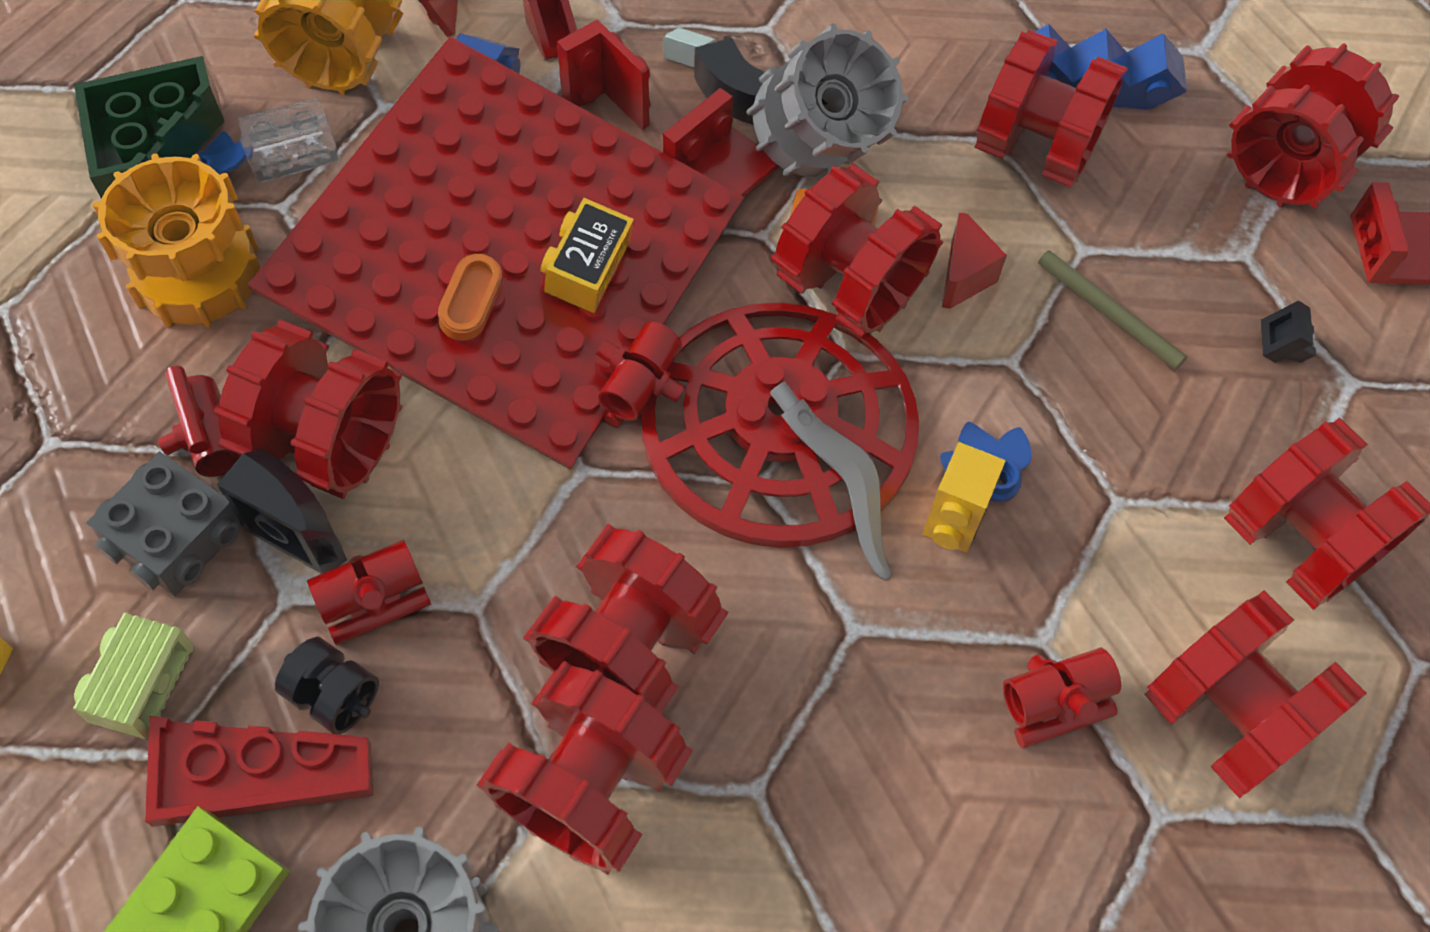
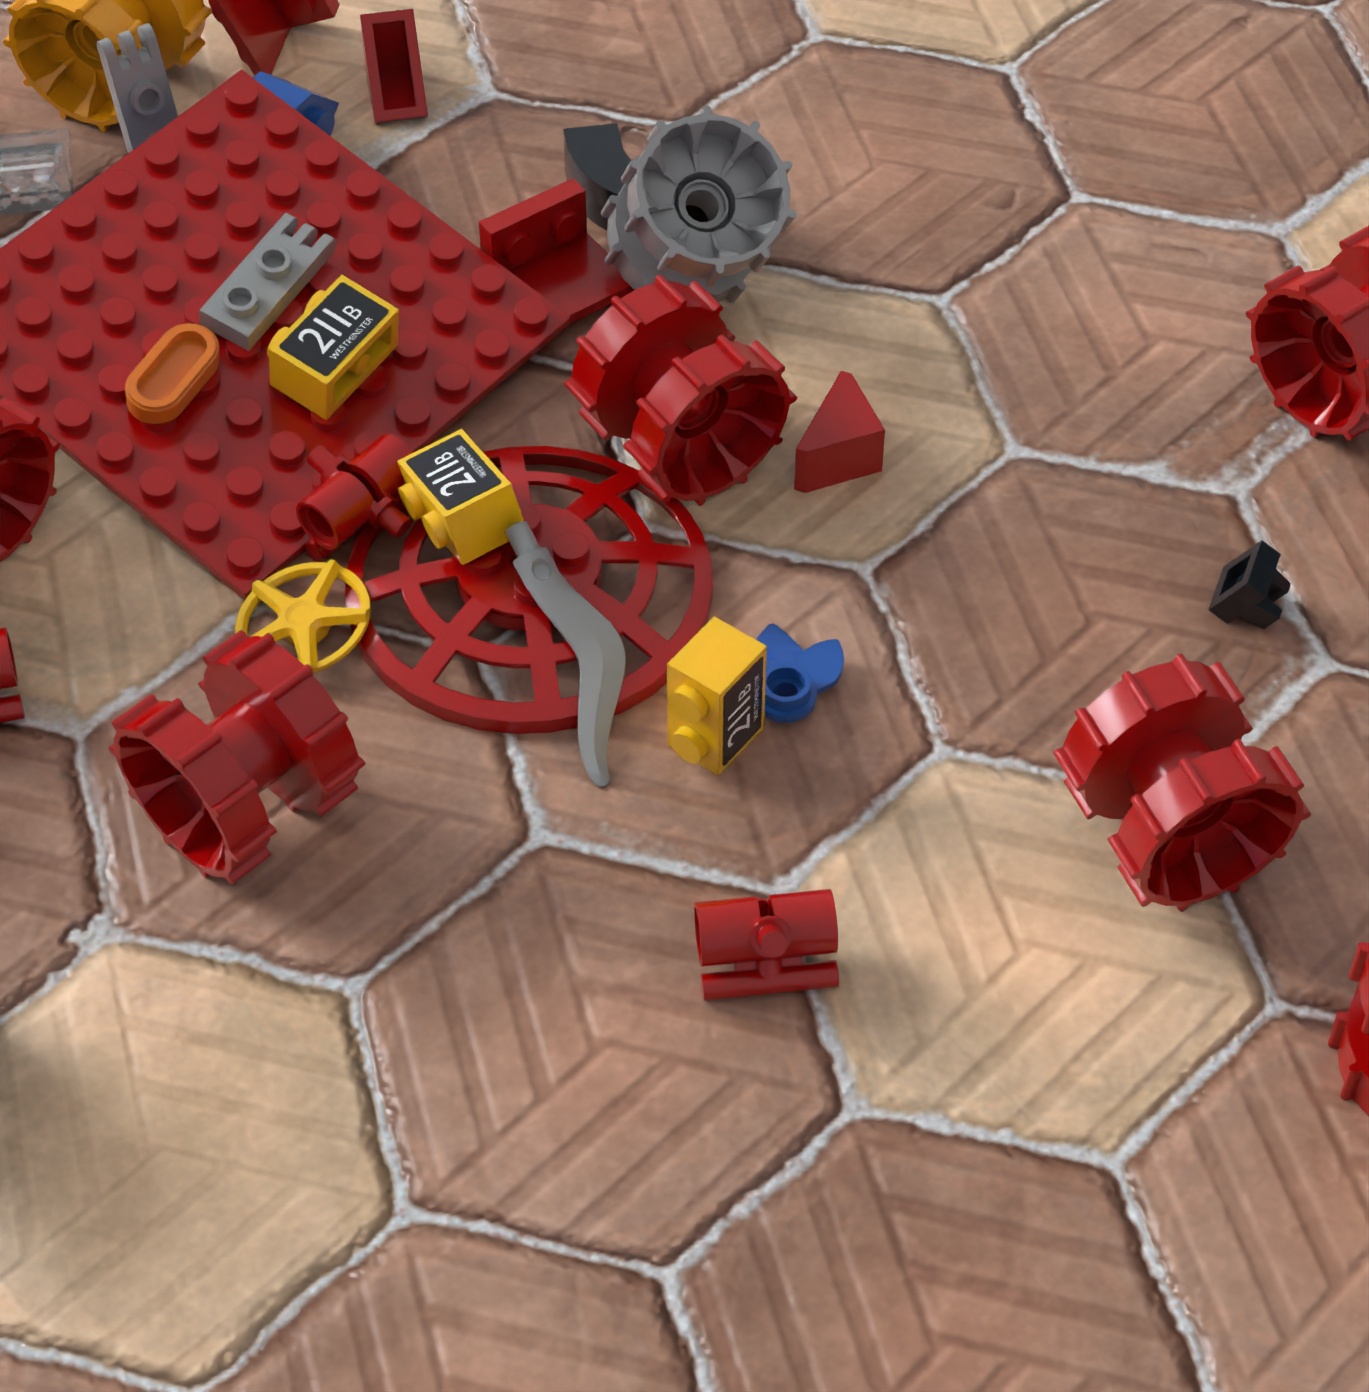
camera: 15 degrees right, 10 degrees down
(373, 64) = (138, 85): none -> light grey hinge
(519, 210) = (266, 282): none -> light grey hinge
(599, 63) = (427, 135): red bracket -> none
(604, 739) = (167, 868): red piece -> none
(623, 479) = (306, 618): none -> yellow wheel
(681, 44) = (548, 127): light aqua slope -> none
(724, 366) = (459, 496): none -> yellow brick
(1032, 101) = (976, 246): red piece -> none
(1112, 310) = (1021, 525): olive bar -> none
(1152, 75) = (1111, 230): blue brick -> none
(1252, 692) = (1004, 980): red piece -> none

